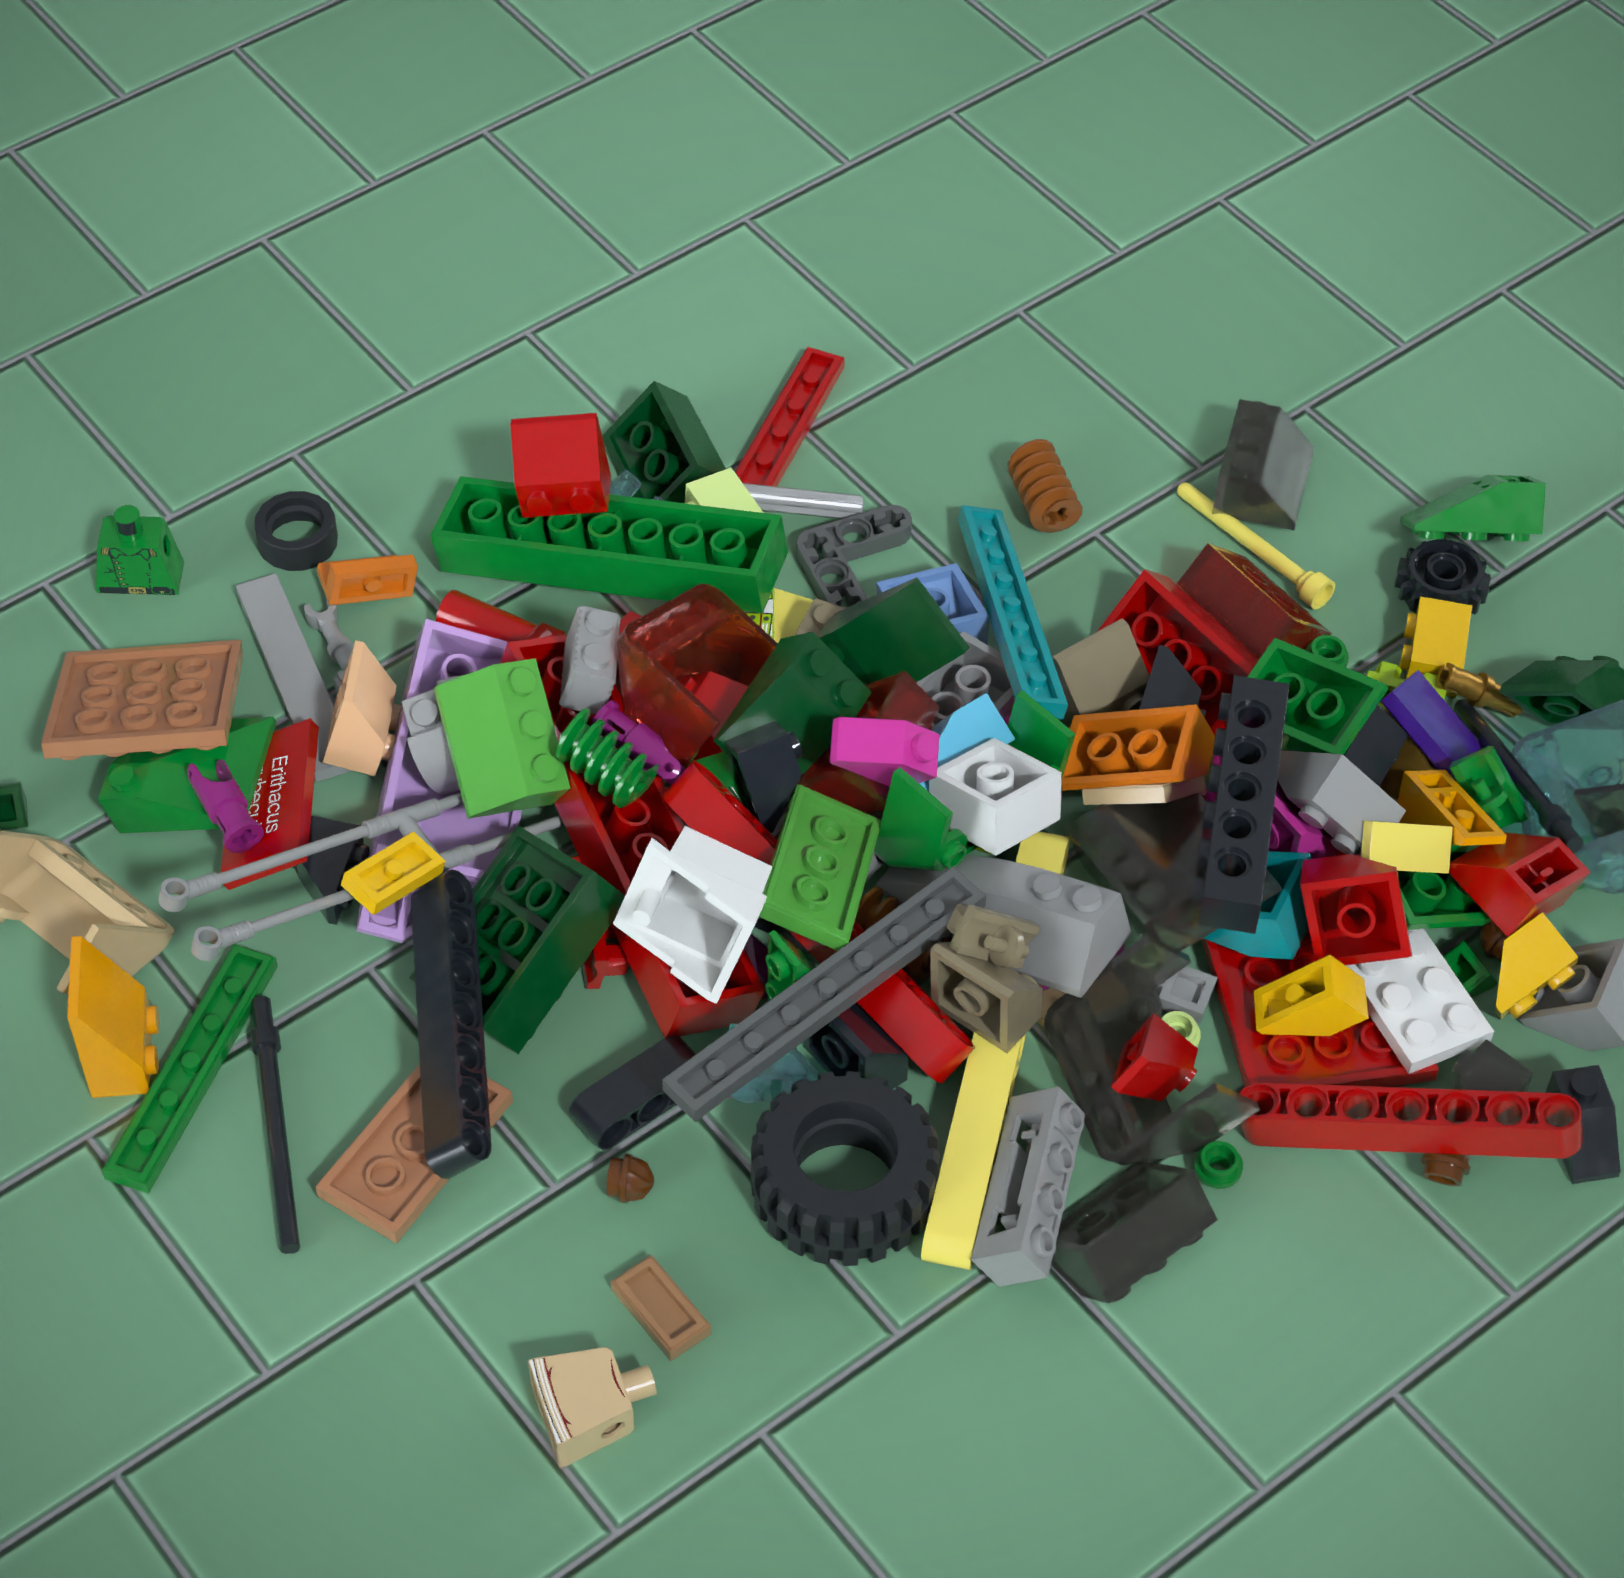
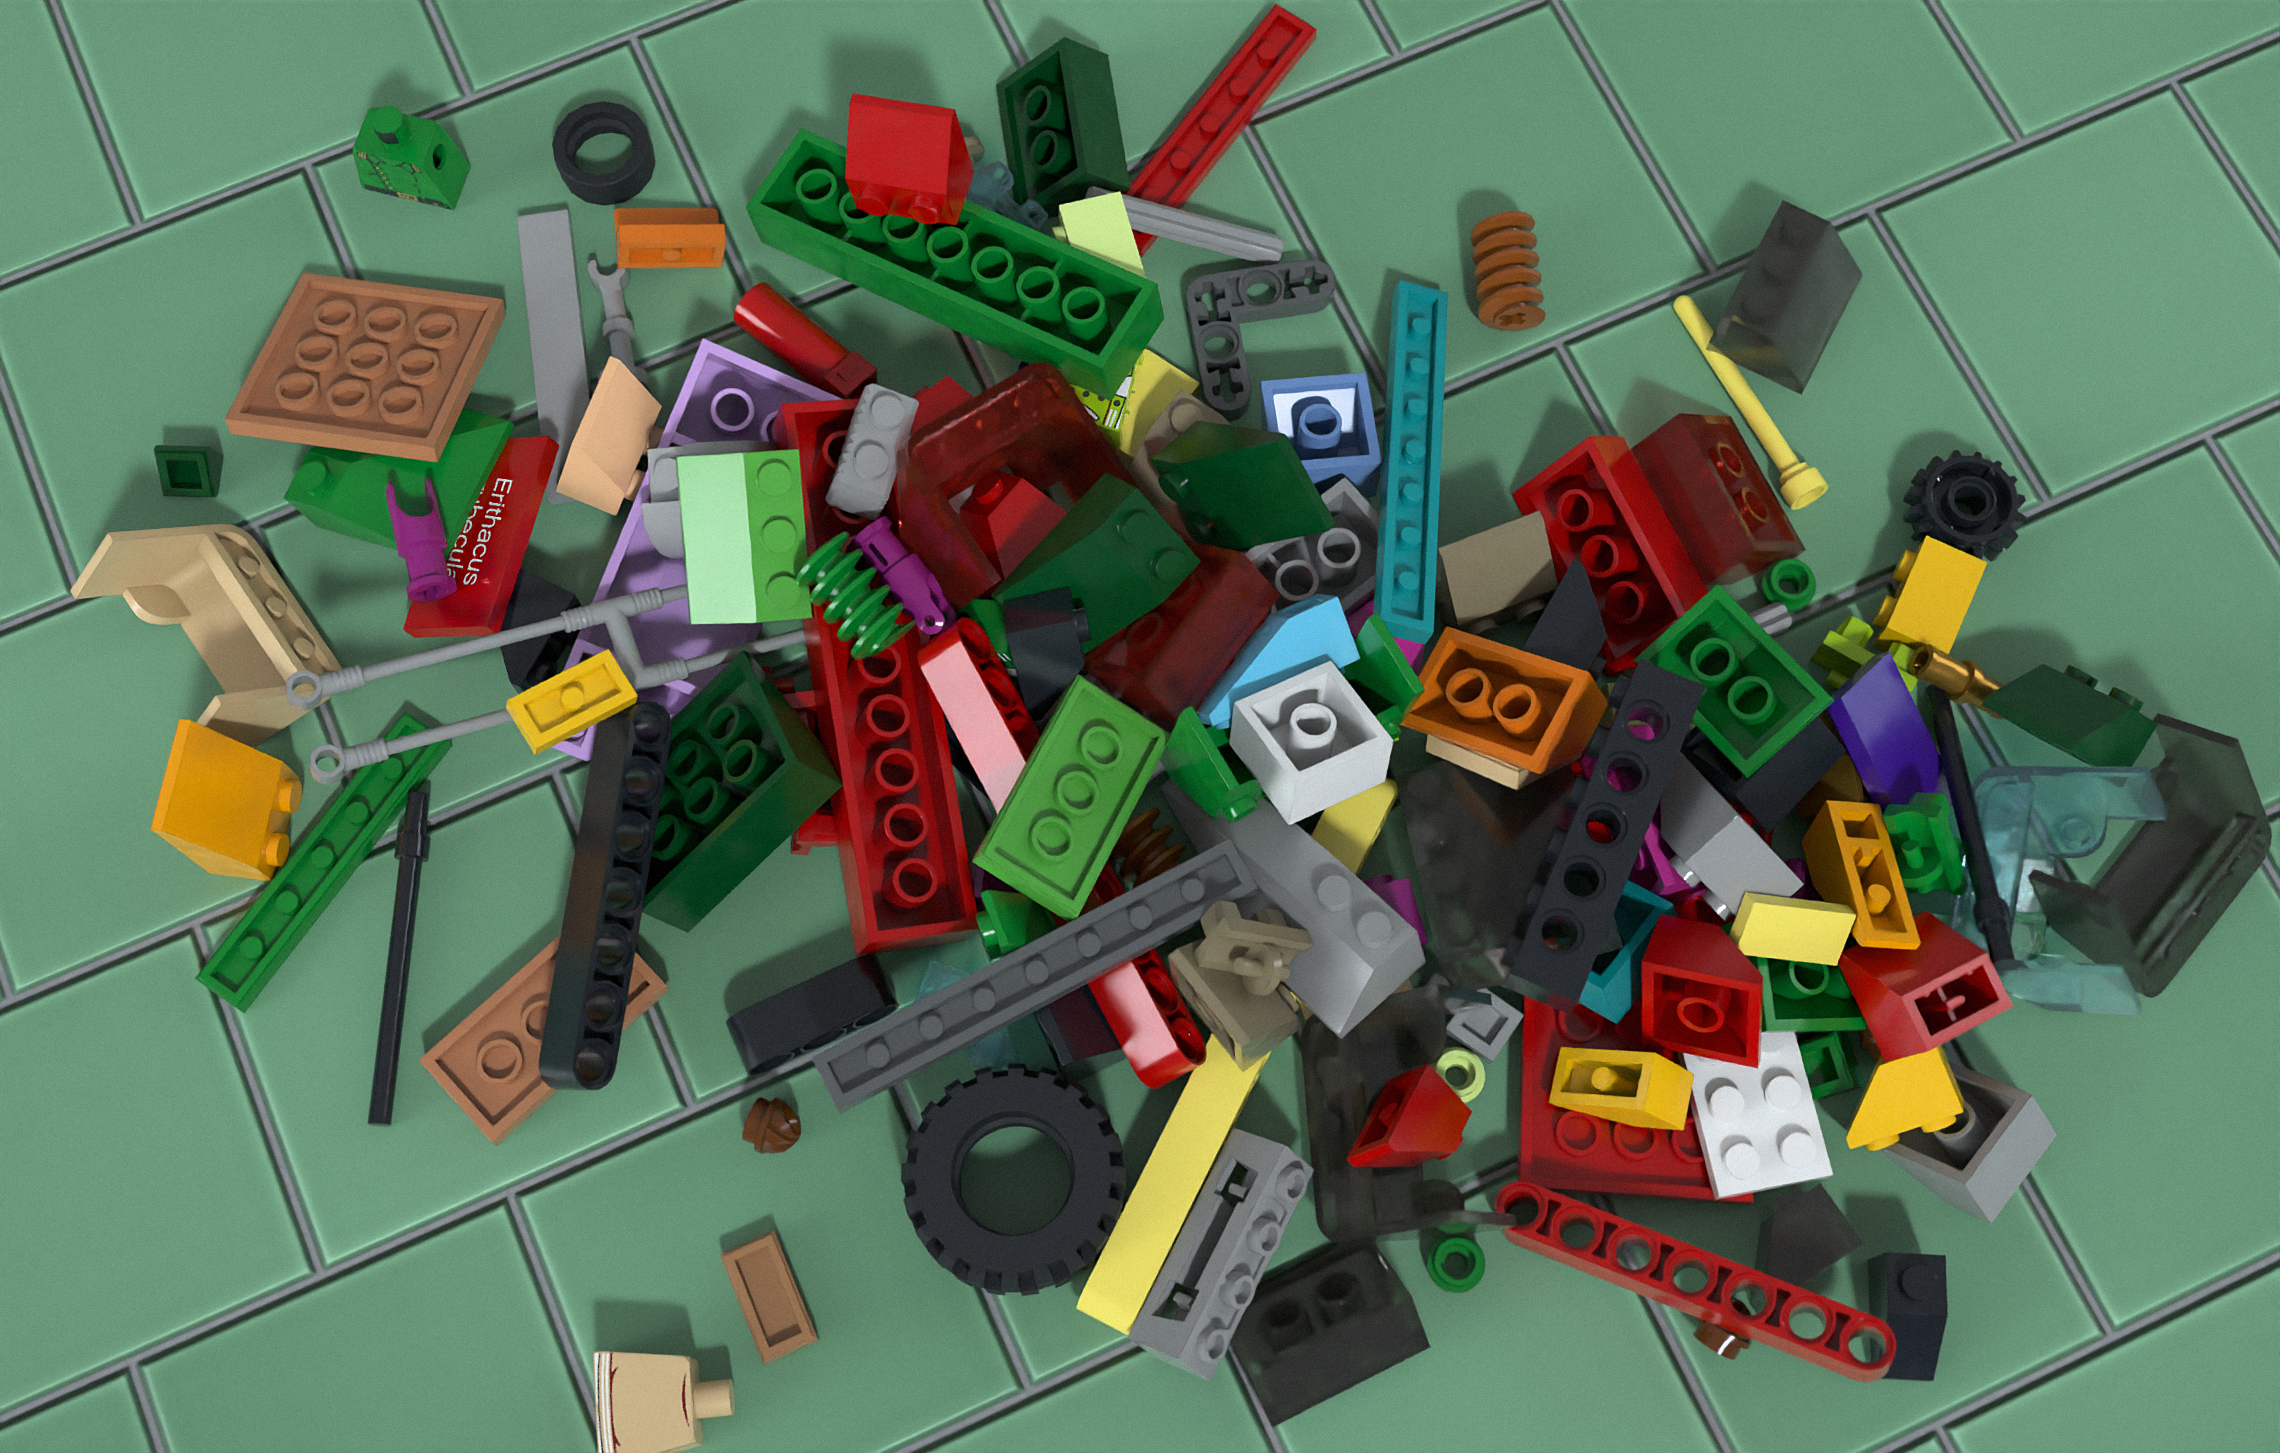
camera: 15 degrees right, 20 degrees up
(695, 908) = (910, 834): white piece -> none
(882, 746) = (1183, 668): dark pink slope -> none
(1491, 504) = (2041, 421): green slope -> none

